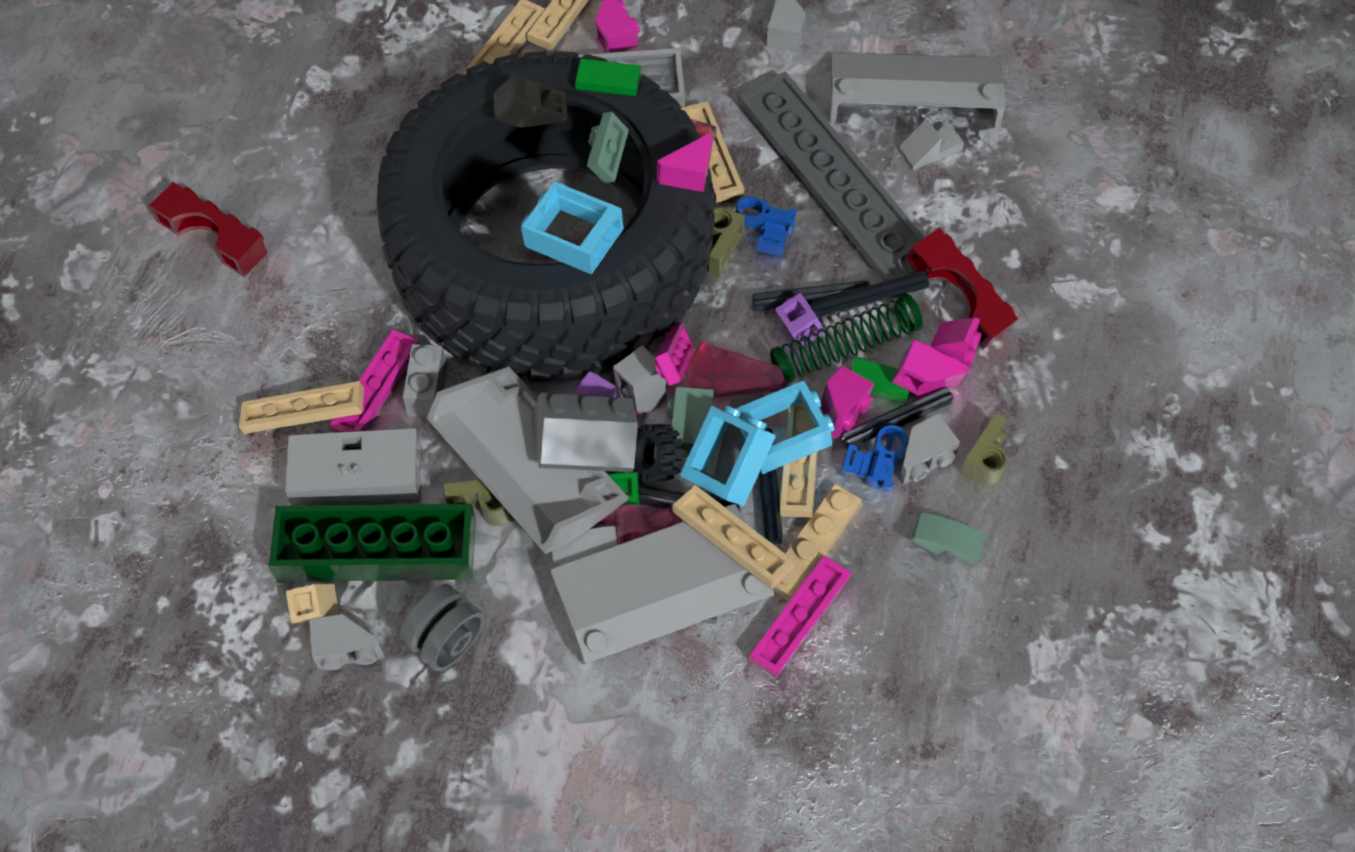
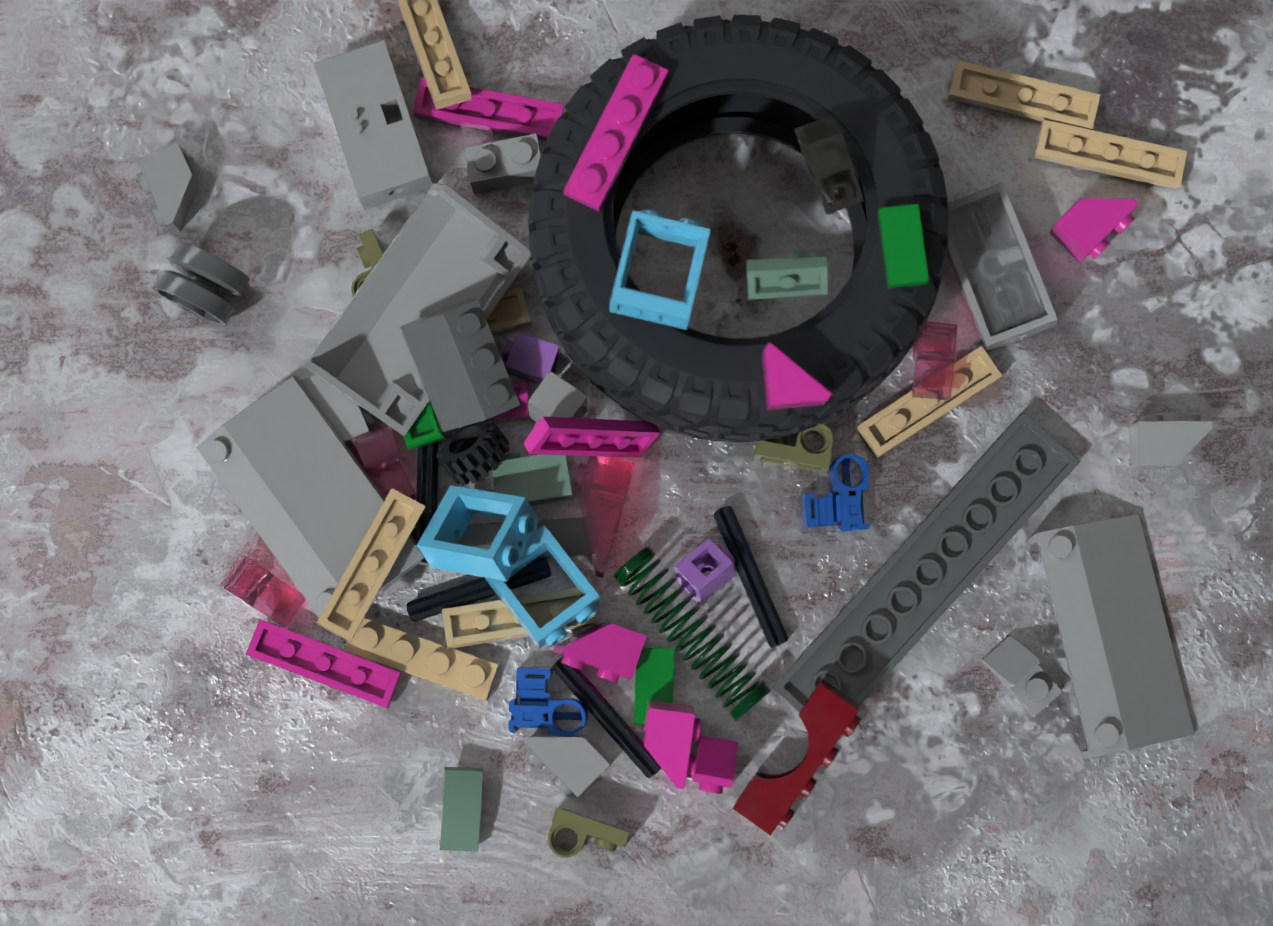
camera: 75 degrees right, 20 degrees up
(312, 602) = (205, 138): tan panel -> none
(373, 542) = (286, 178): dark green brick -> none
(451, 235) = (616, 132): none -> dark pink plate
(718, 650) = (263, 590): none -> clear pink plate
(870, 294) = (762, 648): black axle -> none

